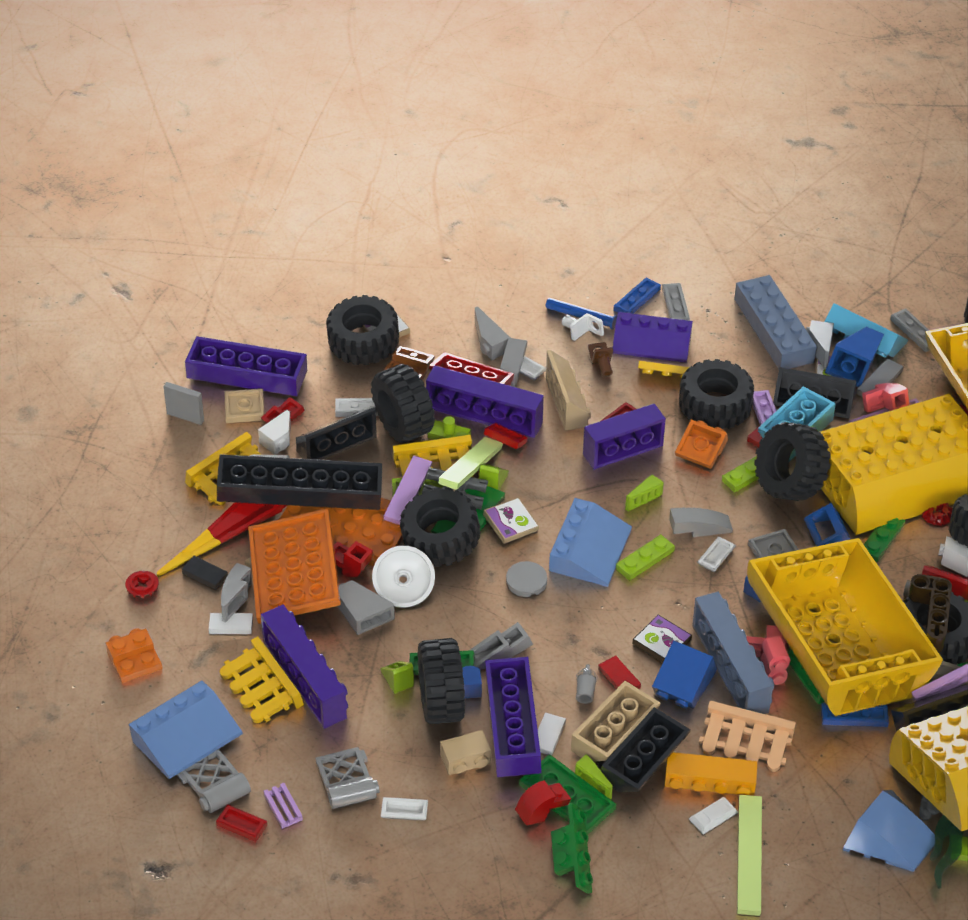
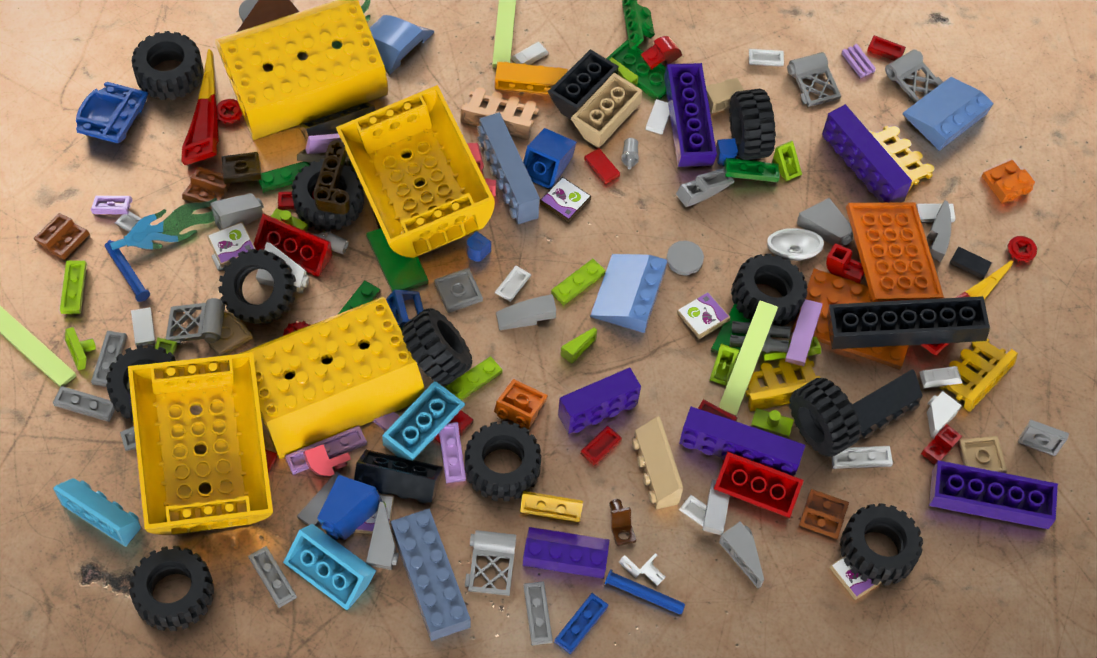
camera: 175 degrees right, 15 degrees up
(718, 341) = (491, 545): none -> light grey piece

